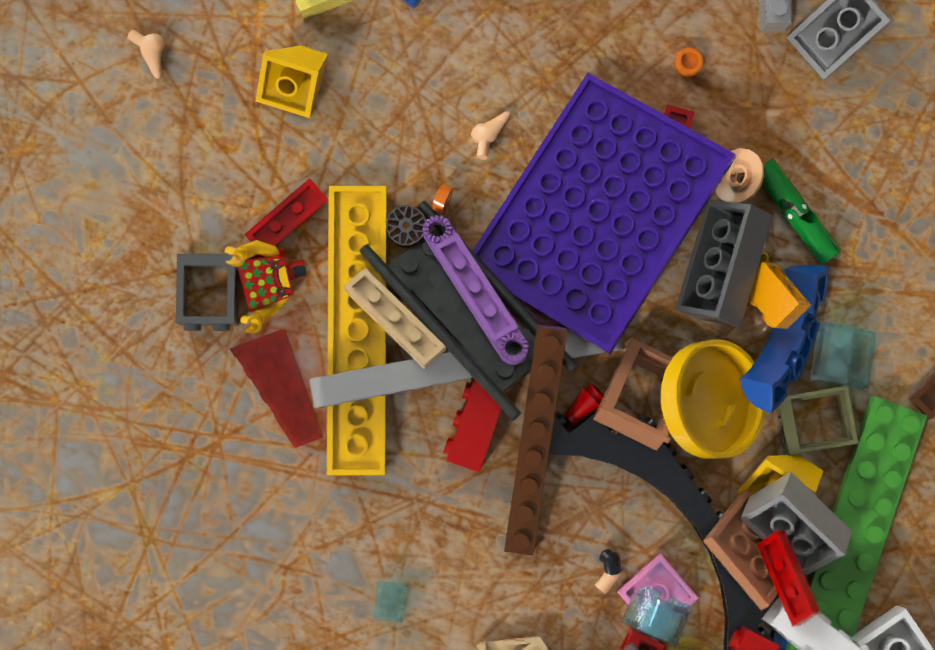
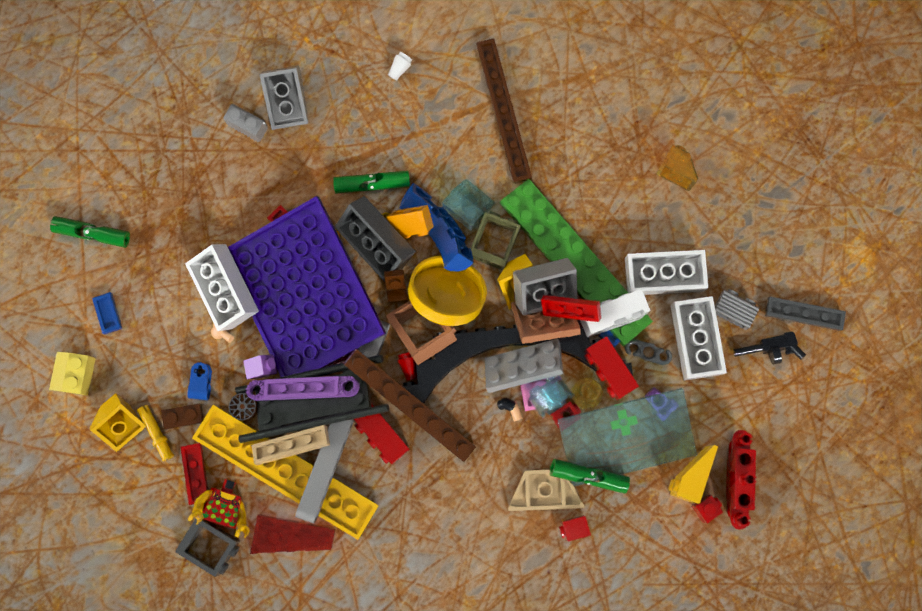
camera: 55 degrees left, 5 degrees down
(151, 49) = (46, 495): light nougat animal -> none
(301, 145) = (155, 433): none -> yellow pin
(348, 156) = (182, 416): none -> reddish brown plate
(390, 601) = (453, 546): clear light blue panel -> none
(399, 155) = (200, 384): none -> blue piece
(442, 198) = (240, 376): orange tile -> none
(469, 216) = (260, 366): none -> brick
(542, 104) = (221, 287): none -> white brick
(674, 557) = (523, 366): none -> light grey plate
(679, 327) = (395, 285): none -> reddish brown slope
(688, 62) = (251, 191): orange tile -> none
(731, 187) = (329, 194): light nougat dish -> none

